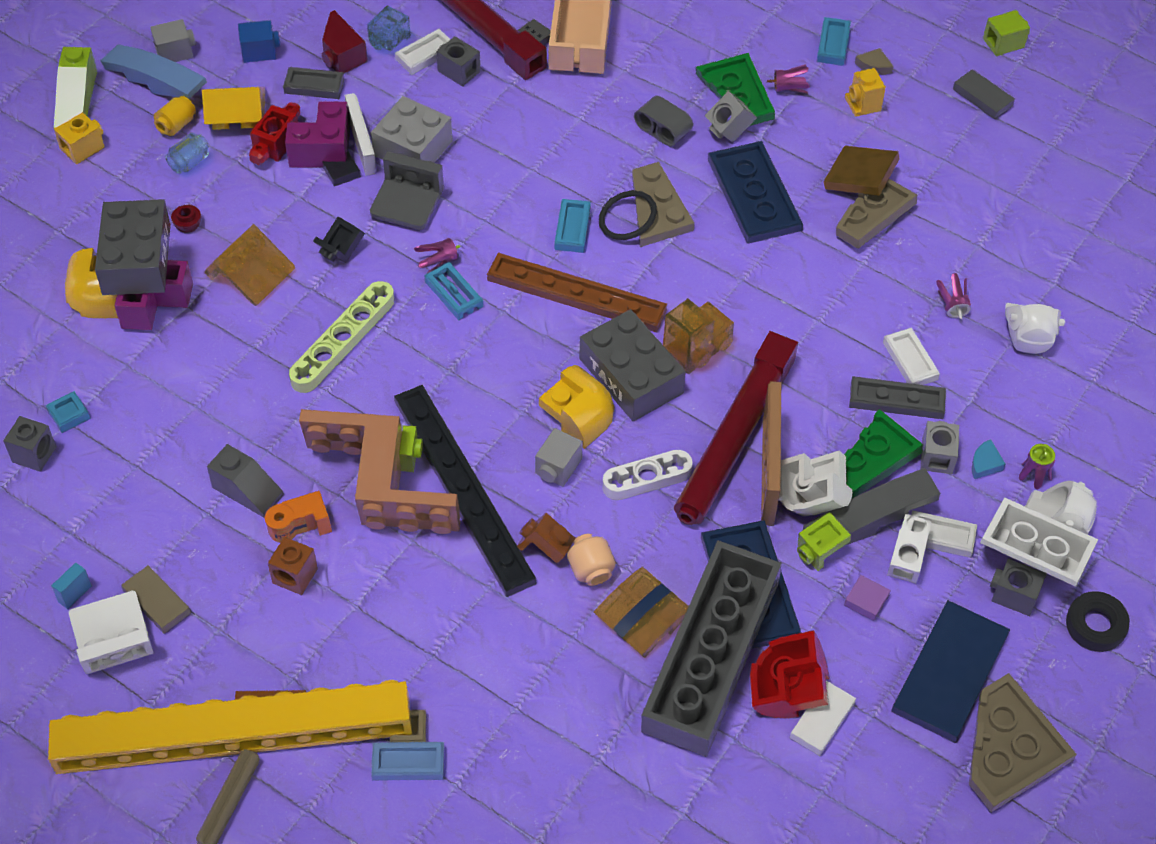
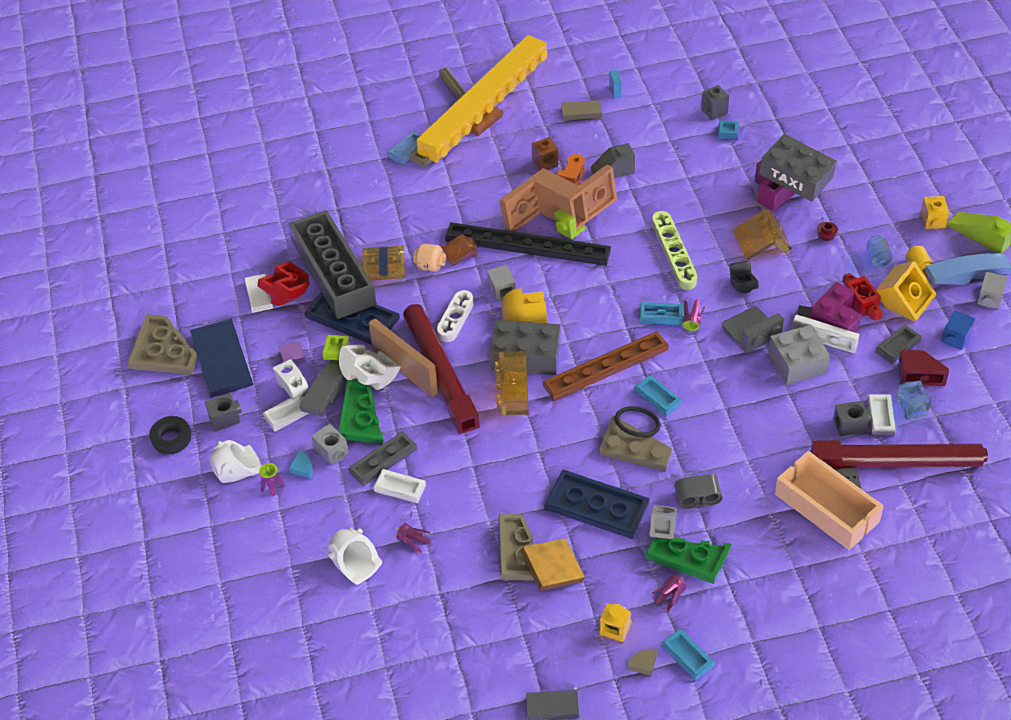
camera: 135 degrees right, 5 degrees down
(110, 632) = (572, 85): white bracket -> none
(1039, 541) = (226, 419): white slope -> none

